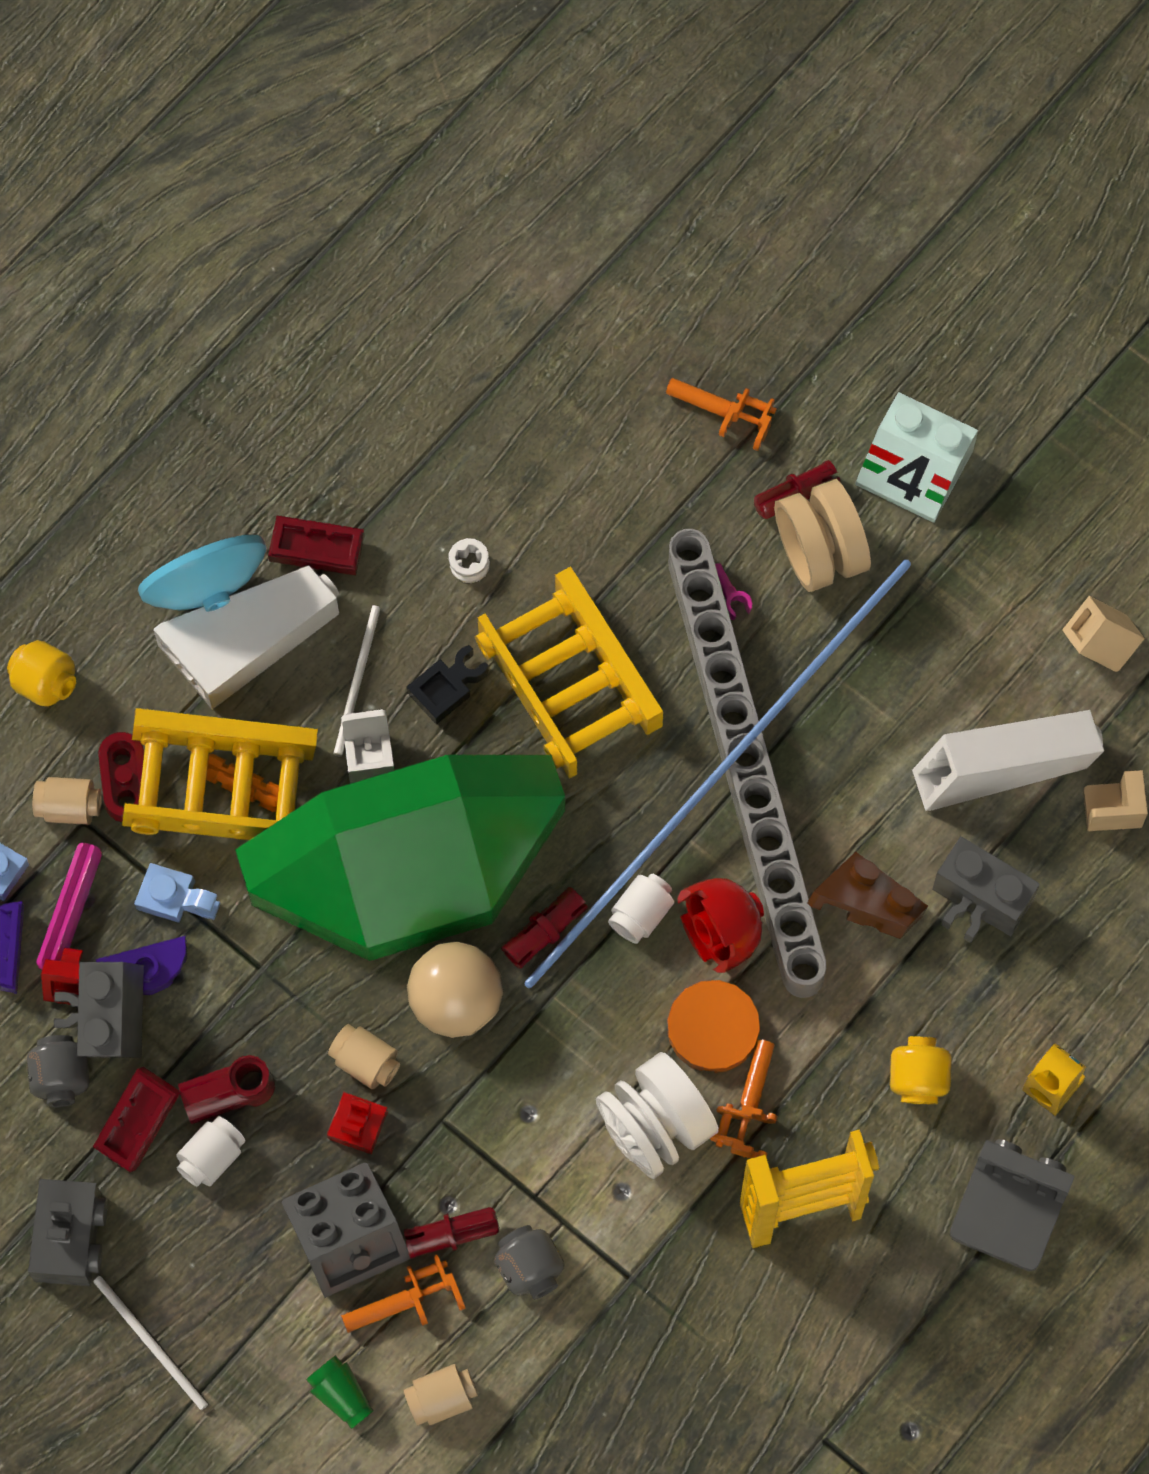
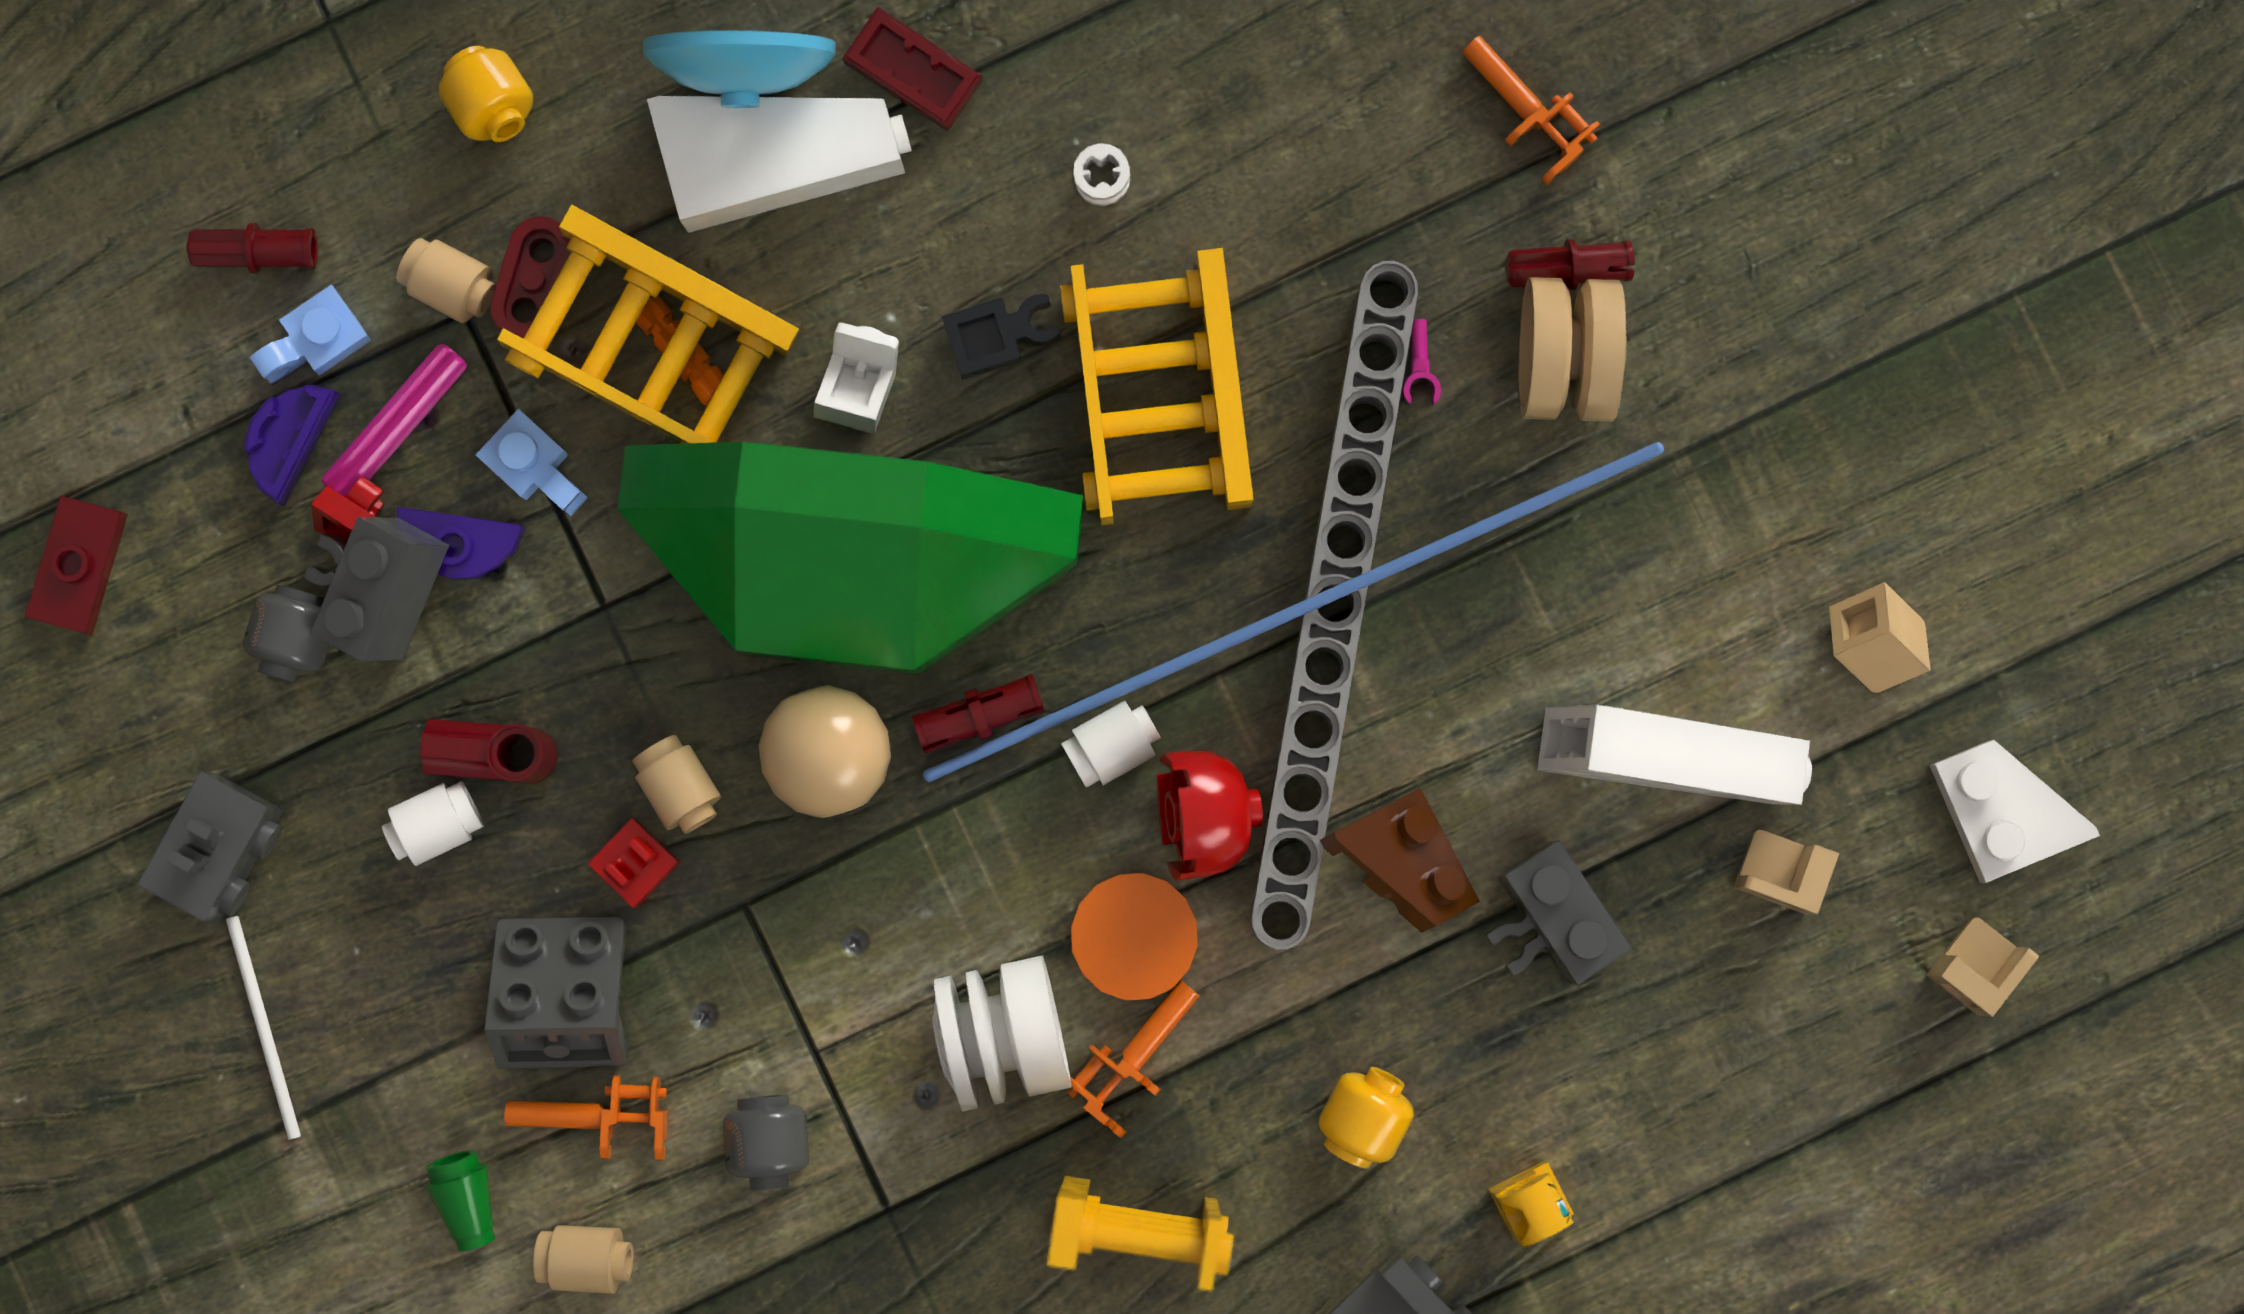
camera: 30 degrees right, 15 degrees up
(136, 1119) = (358, 741): dark red plate -> none
(358, 675) = (894, 265): white axle -> none
(451, 1232) = (687, 1057): dark red axle -> none
(916, 457) = (1748, 288): light aqua slope -> none

